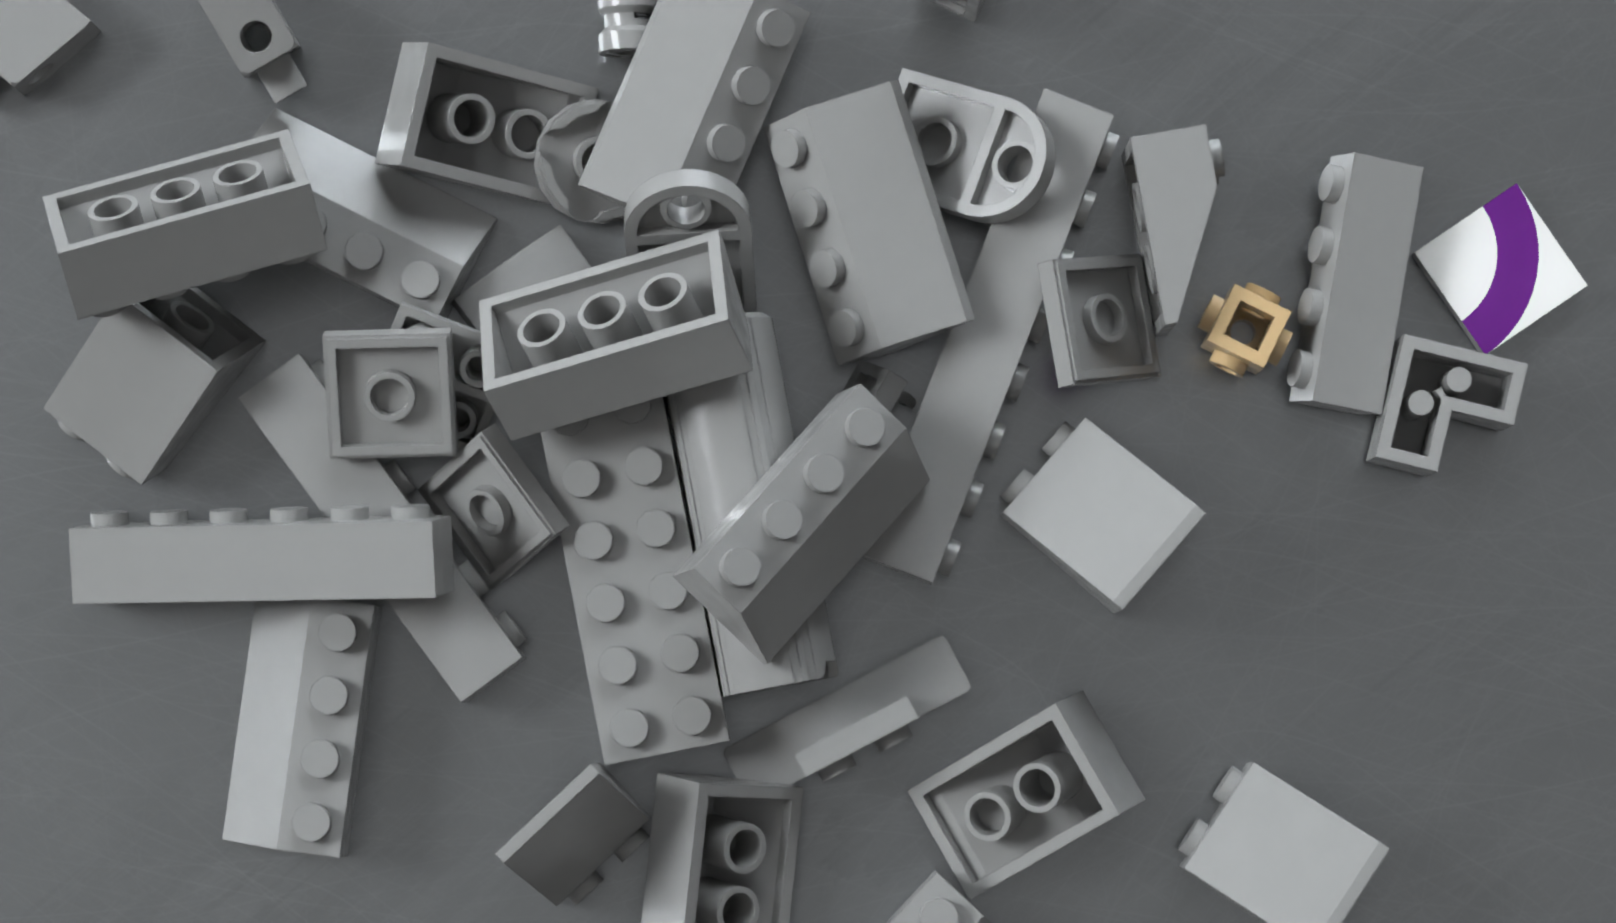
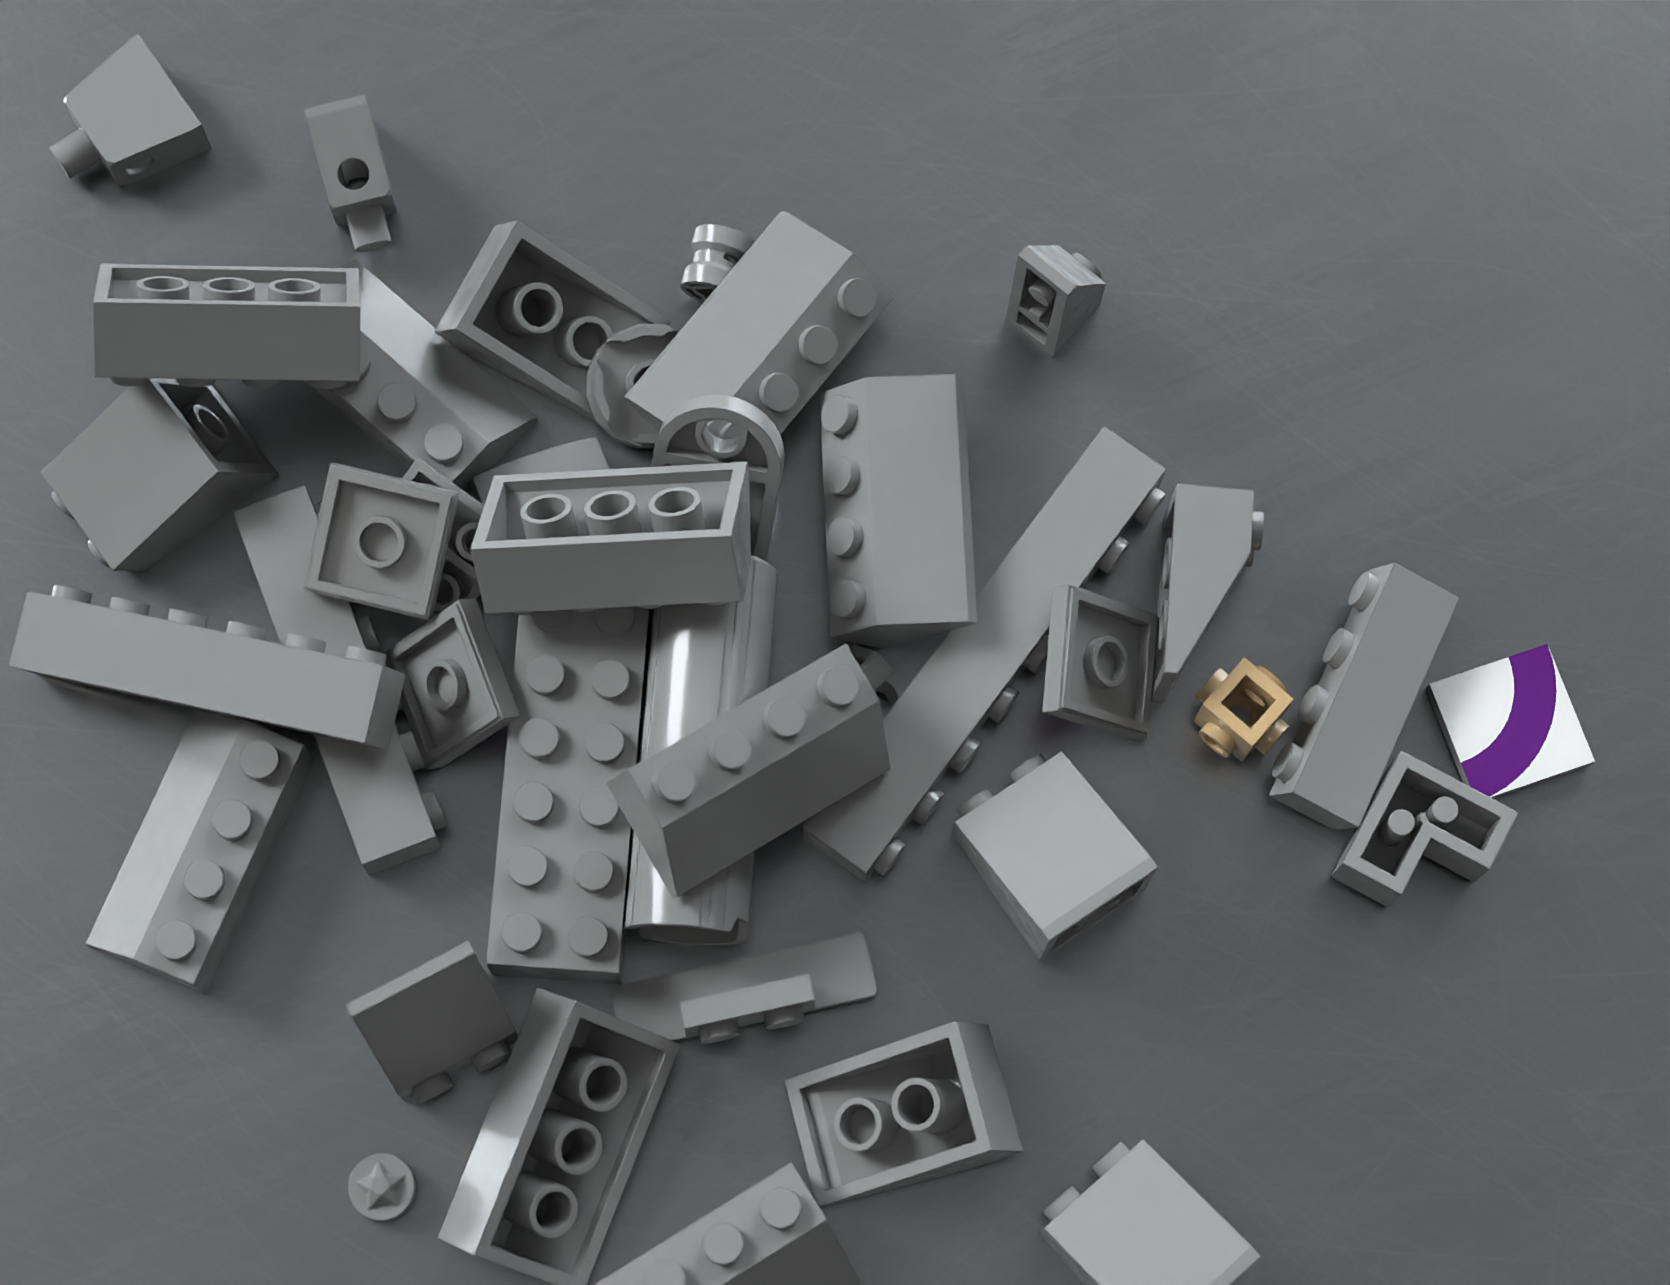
camera: 10 degrees right, 10 degrees down
(969, 143) = (1017, 459): light grey tile -> none

